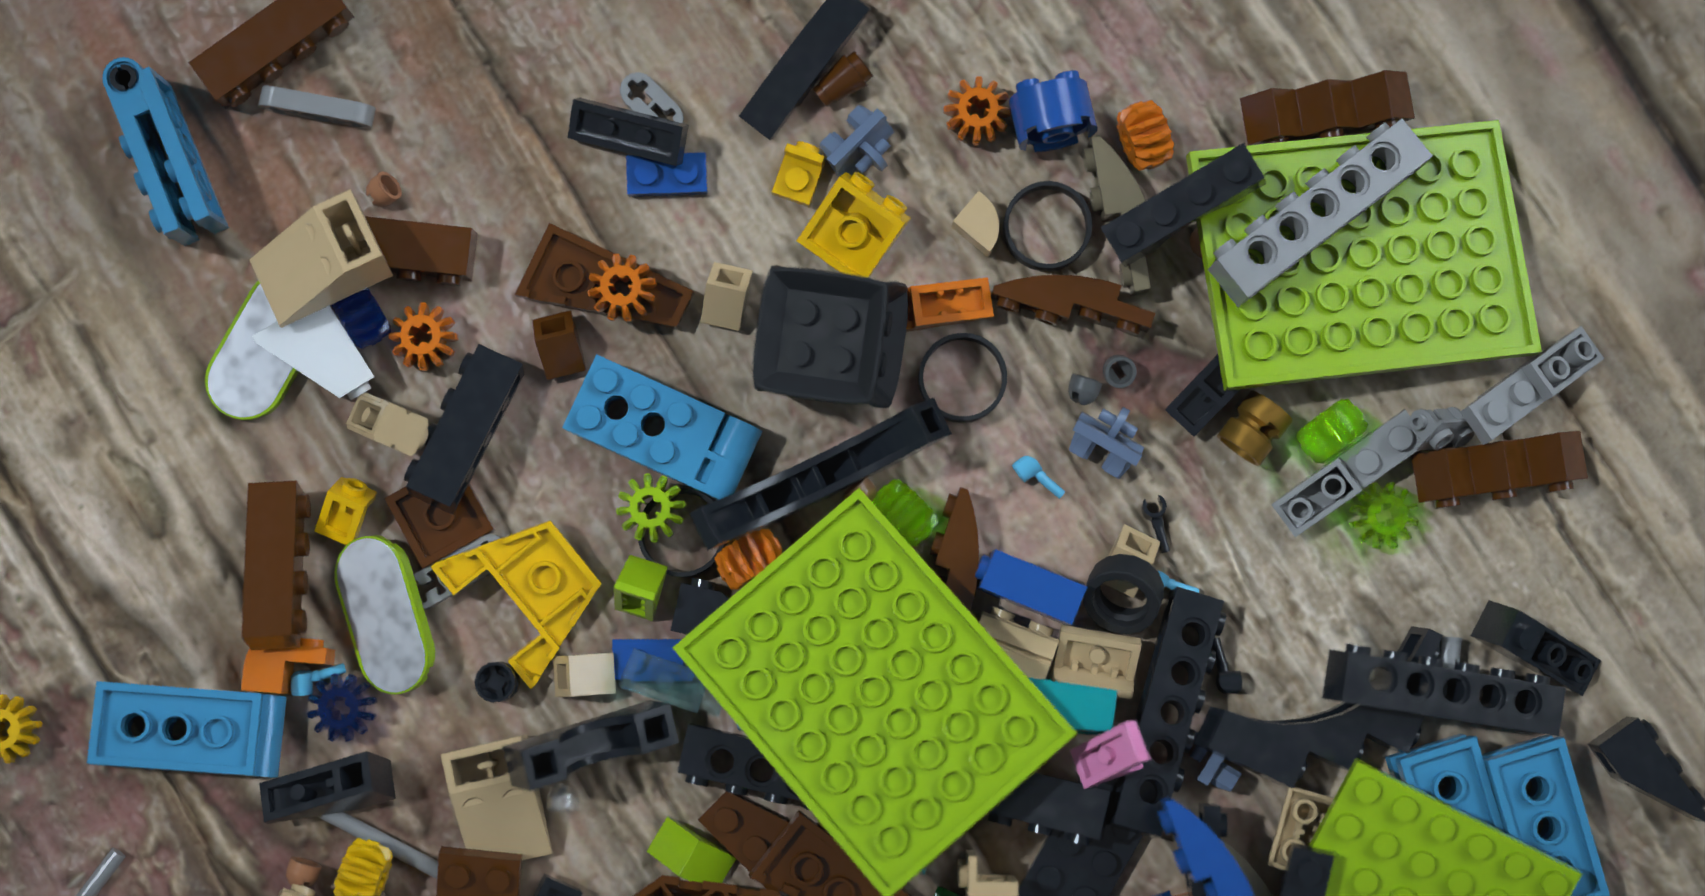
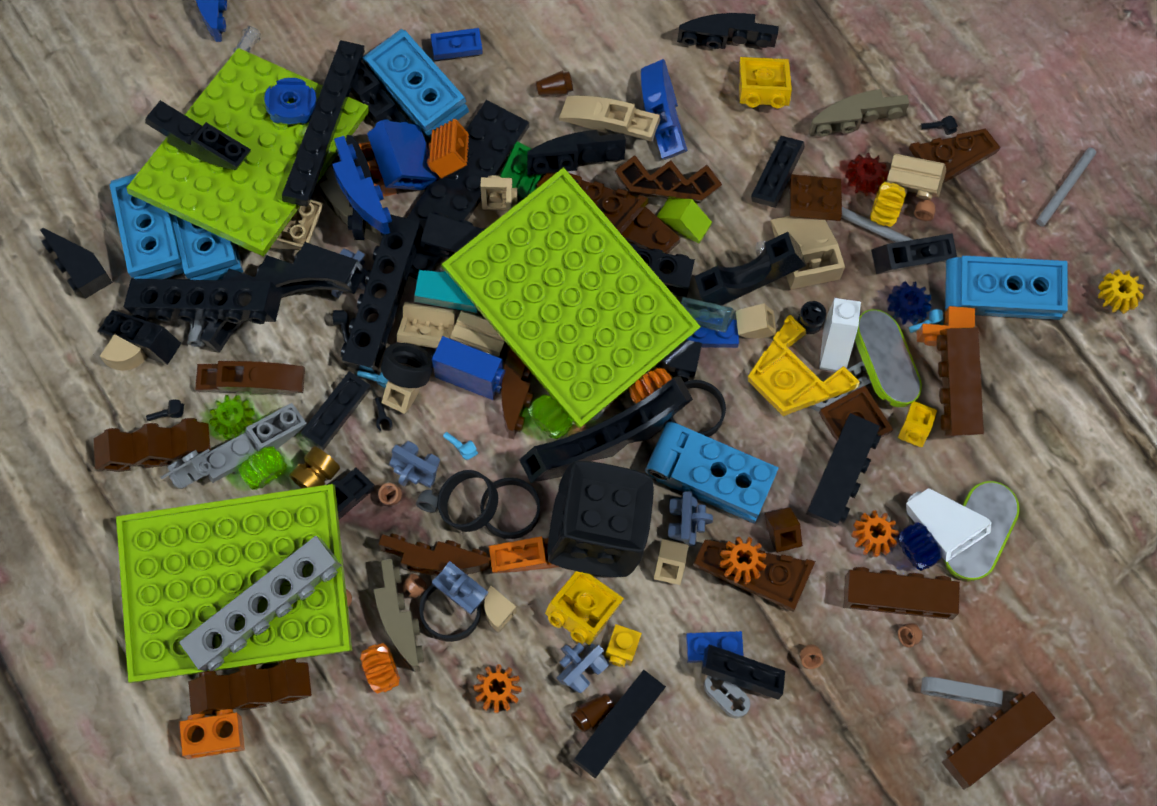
camera: 175 degrees right, 15 degrees down
(146, 105) = (1066, 655): dark azure hinge -> none
(320, 260) = (949, 571): tan slope -> none
(388, 424) = (895, 470): tan brick -> none
(457, 642) = (839, 334): none -> white slope
(528, 158) = (808, 659): none -> nougat hinge
(639, 587) = (722, 372): lime slope -> none
(642, 518) = (724, 411): lime gear -> none
(695, 358) = (691, 520): none -> sand blue hips
(1034, 243) = (460, 588): none -> sand blue hips
(1052, 112) = (445, 682): blue brick -> none
(1062, 382) = (449, 486): none -> black tyre
(1093, 266) = (414, 585): none -> nougat hinge
(1110, 755) = (419, 256): bright pink slope -> none
(1127, 367) = (409, 508): dark grey hinge -> none
(1137, 387) = (387, 490): none -> nougat hinge
(1183, 203) = (337, 615): black arch -> none
(1227, 528) = (336, 410): none -> black plate
(1361, 575) = (250, 377): none -> reddish brown slope
(1372, 38) = (212, 742): none -> orange brick
(1472, 530) = (174, 410): none -> black hand
(1531, 385) = (127, 499): light grey slope -> none
(1561, 615) = (122, 354): none -> tan brick

